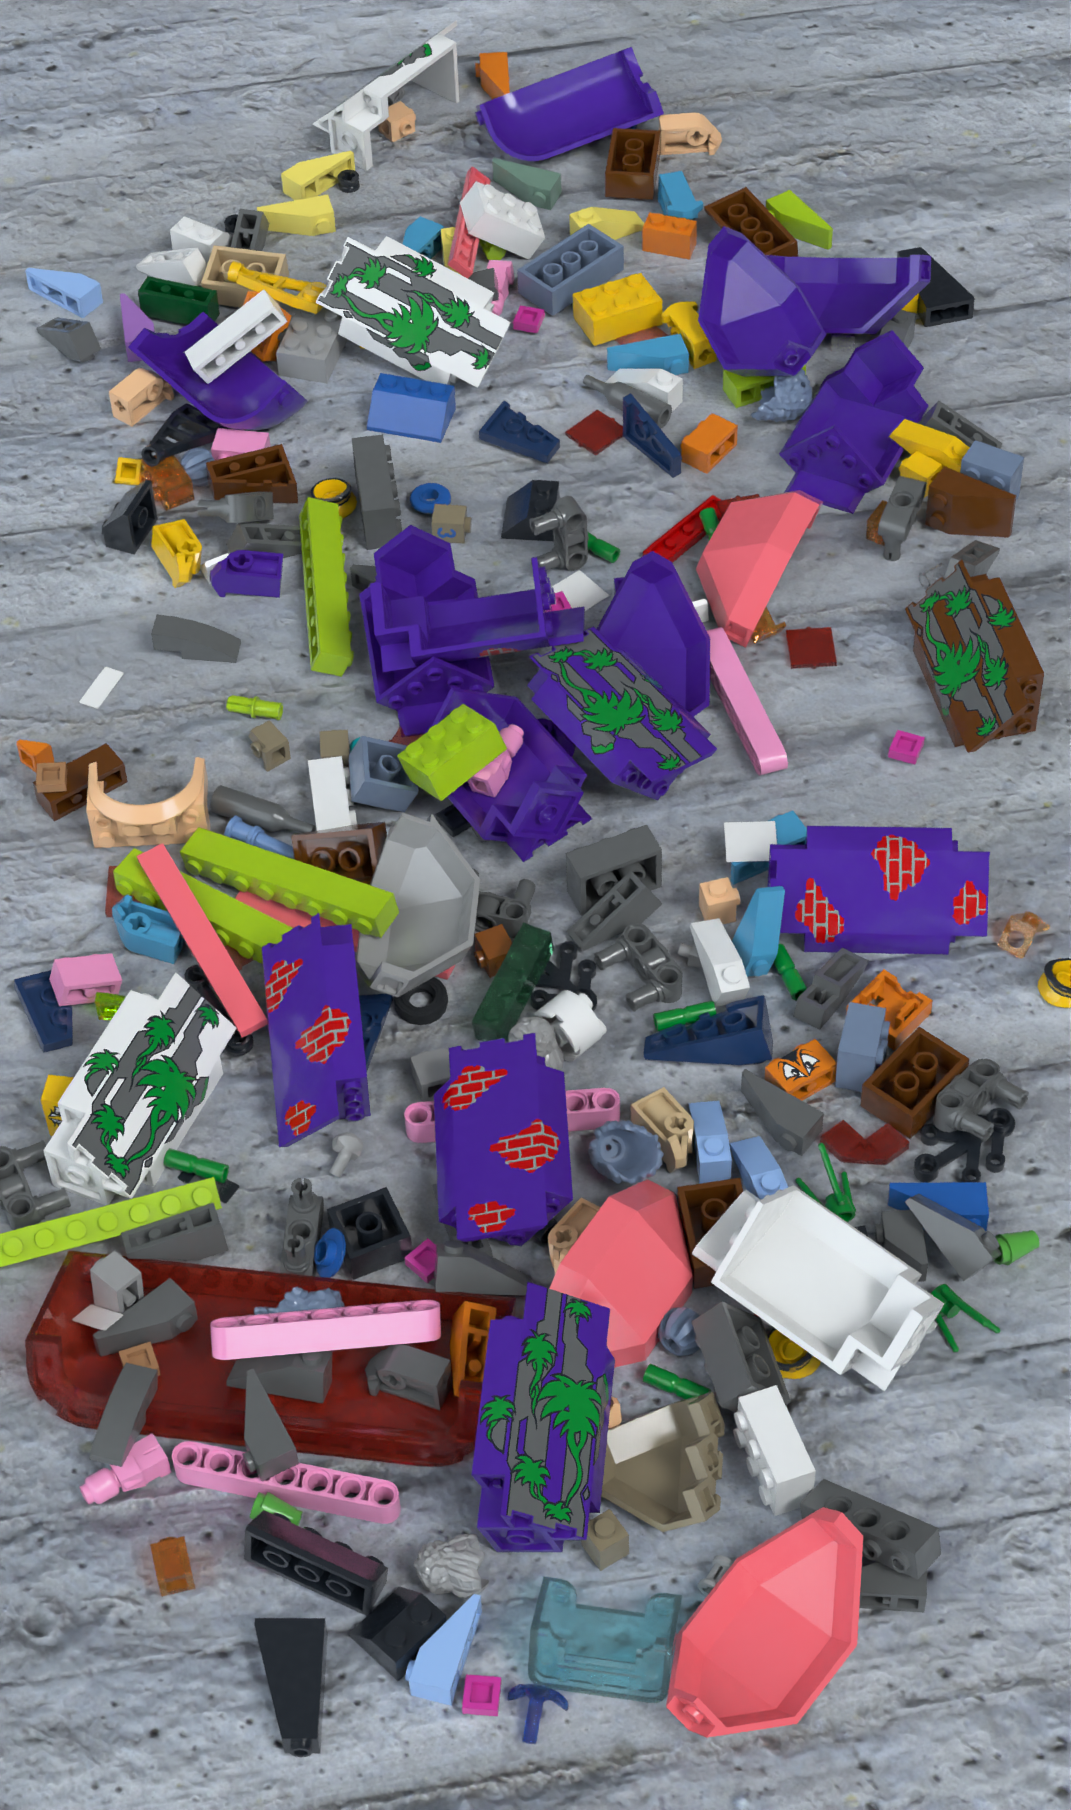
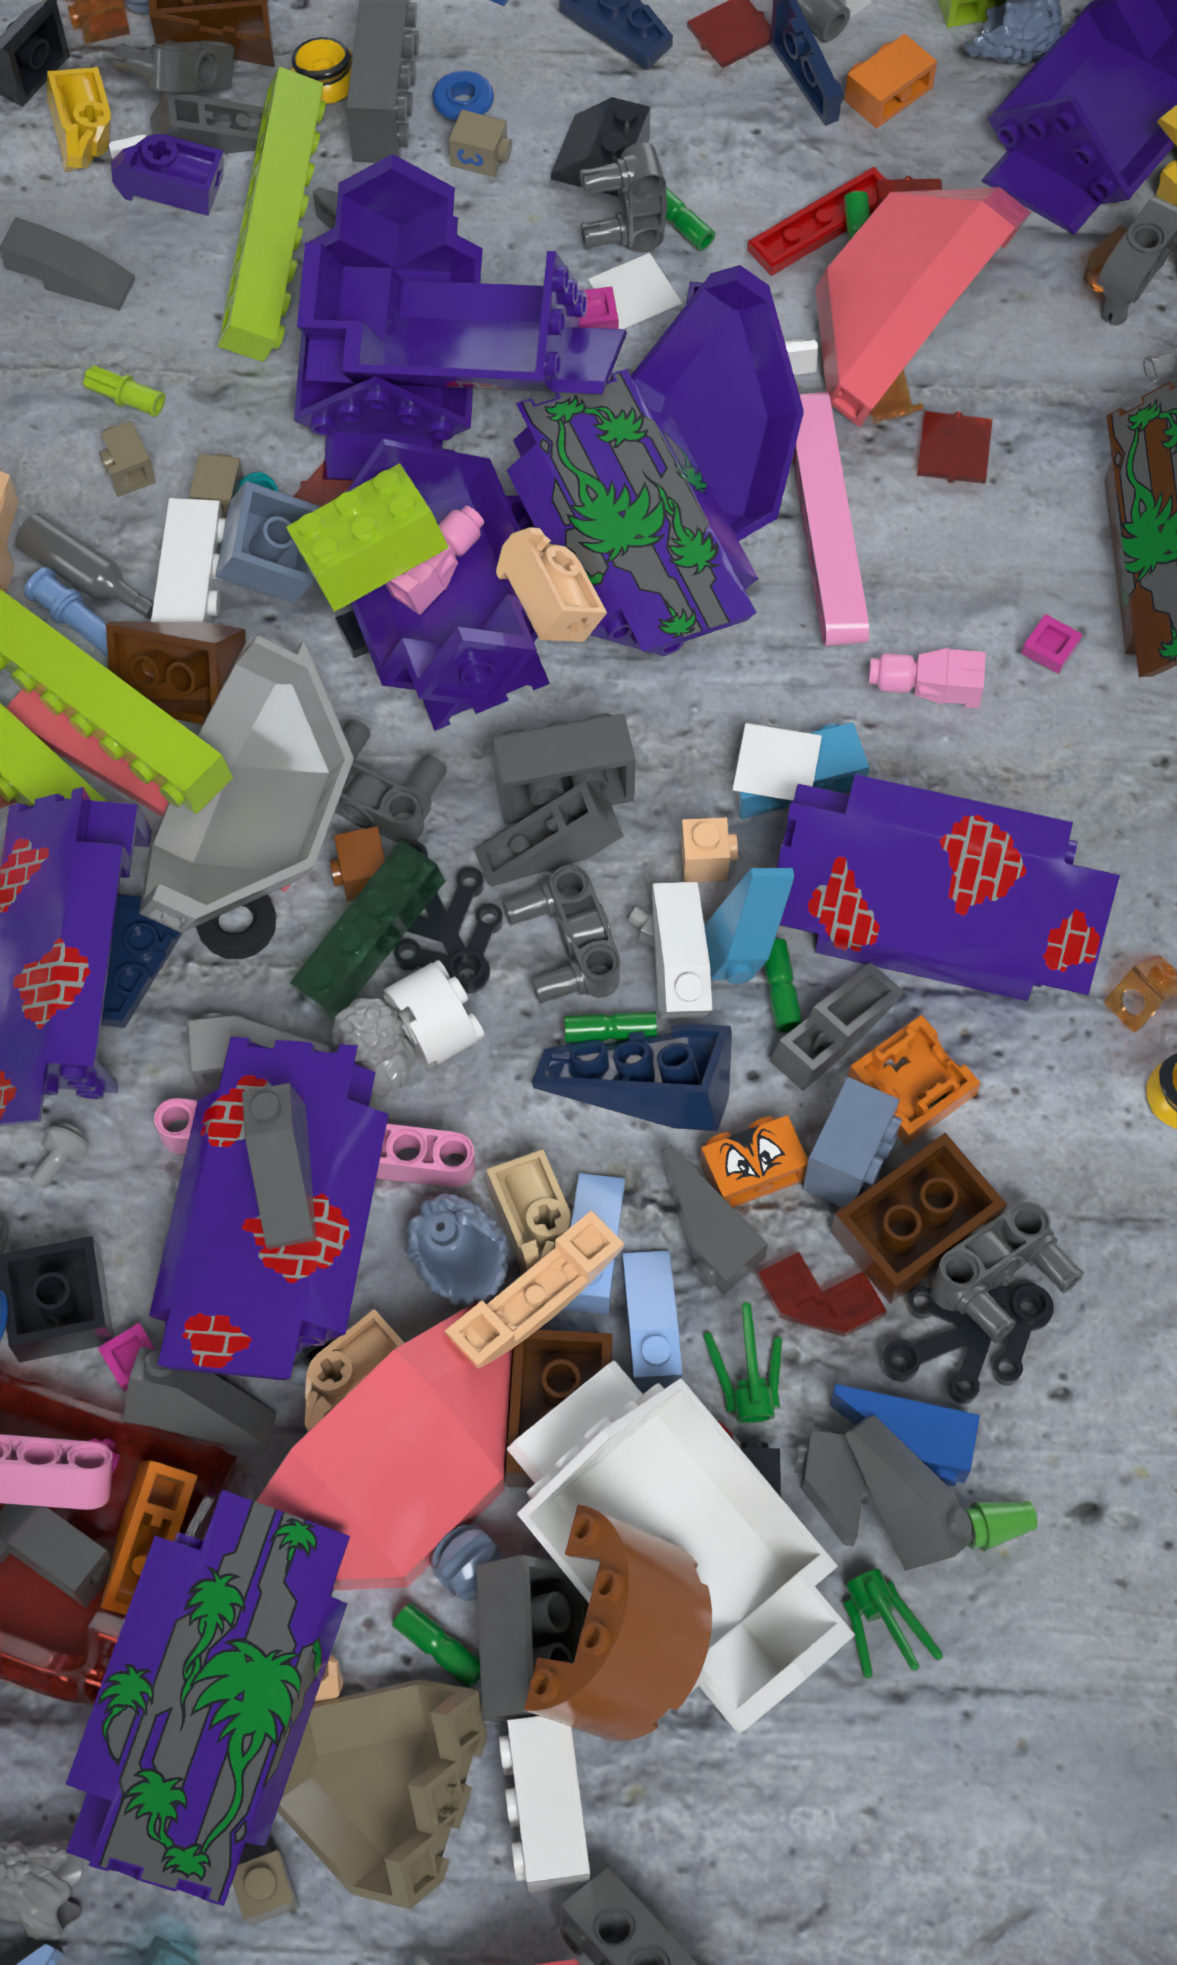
camera: 10 degrees right, 15 degrees up
(507, 1104) = (280, 1163): none -> dark grey slope
(581, 755) = (550, 586): none -> light nougat piece
(689, 1160) = (538, 1294): none -> light nougat slope
(811, 1331) = (639, 1636): none -> dark orange cylinder
(838, 778) = (936, 676): none -> bright pink piece

